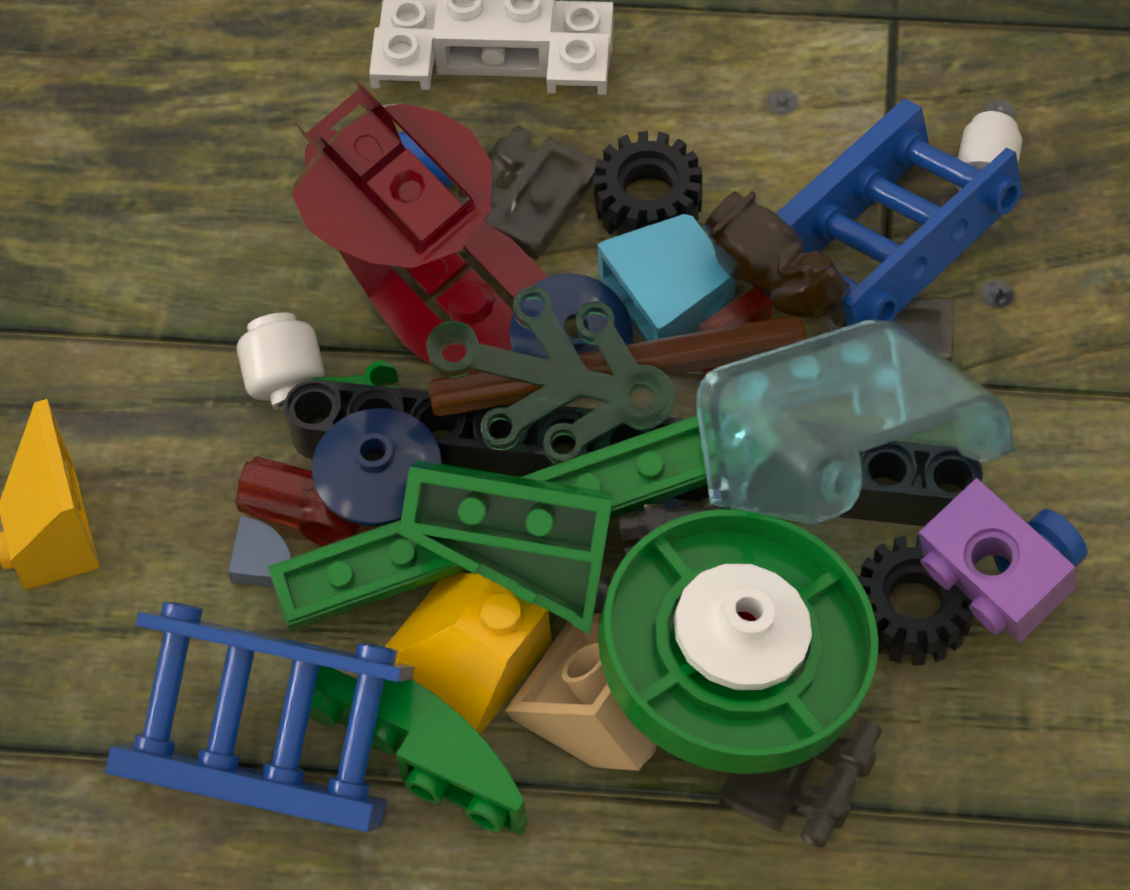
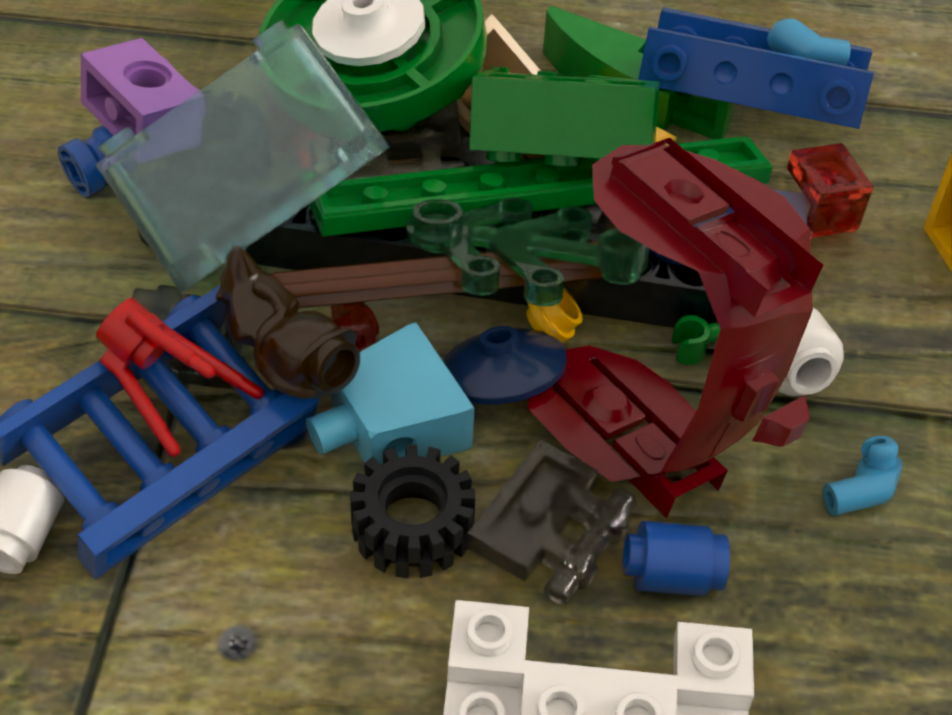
camera: 175 degrees right, 10 degrees down
(202, 723) = (796, 39): none -> dark azure arm
(204, 561) = (832, 186): none -> clear red bracket
(234, 248) = (873, 481): none -> dark azure arm
(903, 214) = (141, 338): none -> red plant

